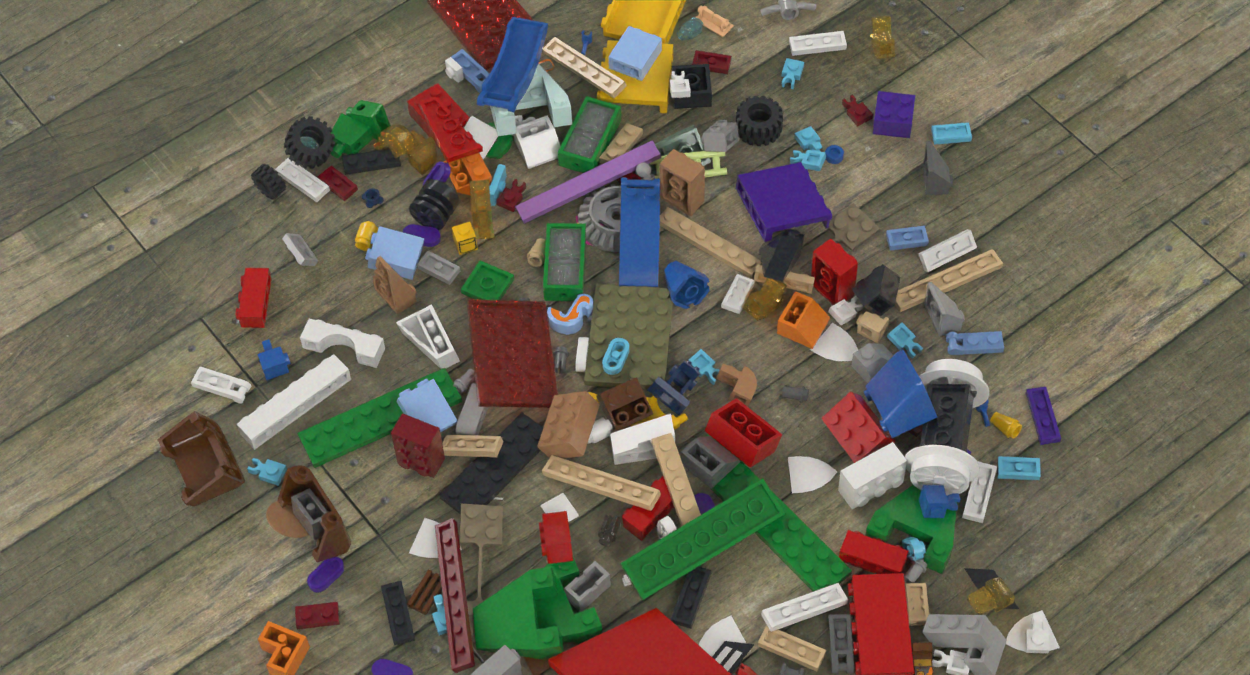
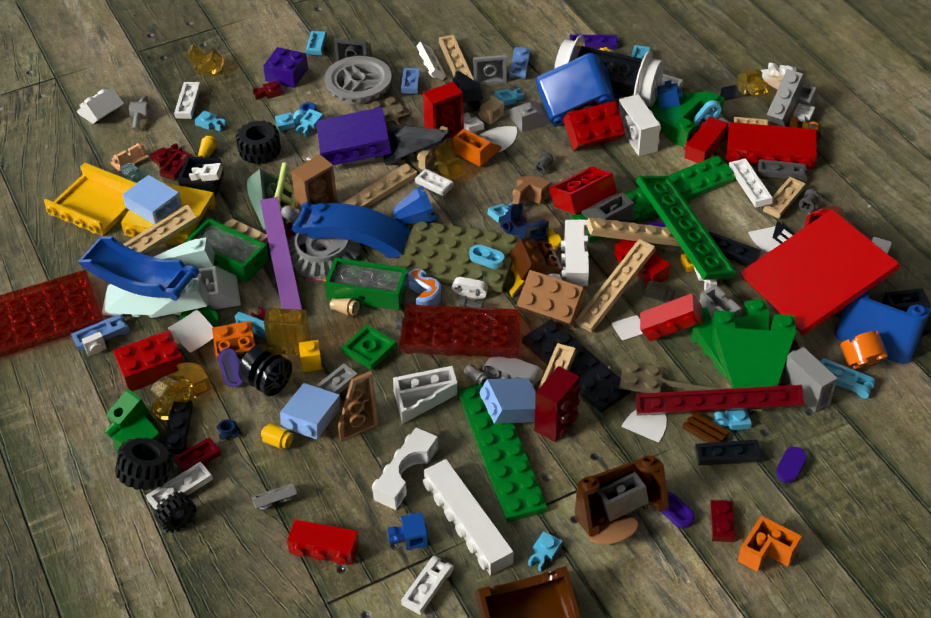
camera: 80 degrees left, 10 degrees down
(430, 234) = (287, 392): dark purple tile -> none
(448, 131) = (192, 340): red wing -> none
(665, 526) = (671, 248): white beam -> none
(720, 136) = (270, 160): light grey brick -> none
(728, 47) = (162, 155): none -> dark red plate
(743, 80) = (207, 146): none -> yellow cone
(808, 473) = (622, 169): white sticker -> none
(896, 170) = (374, 74): none -> light grey gear

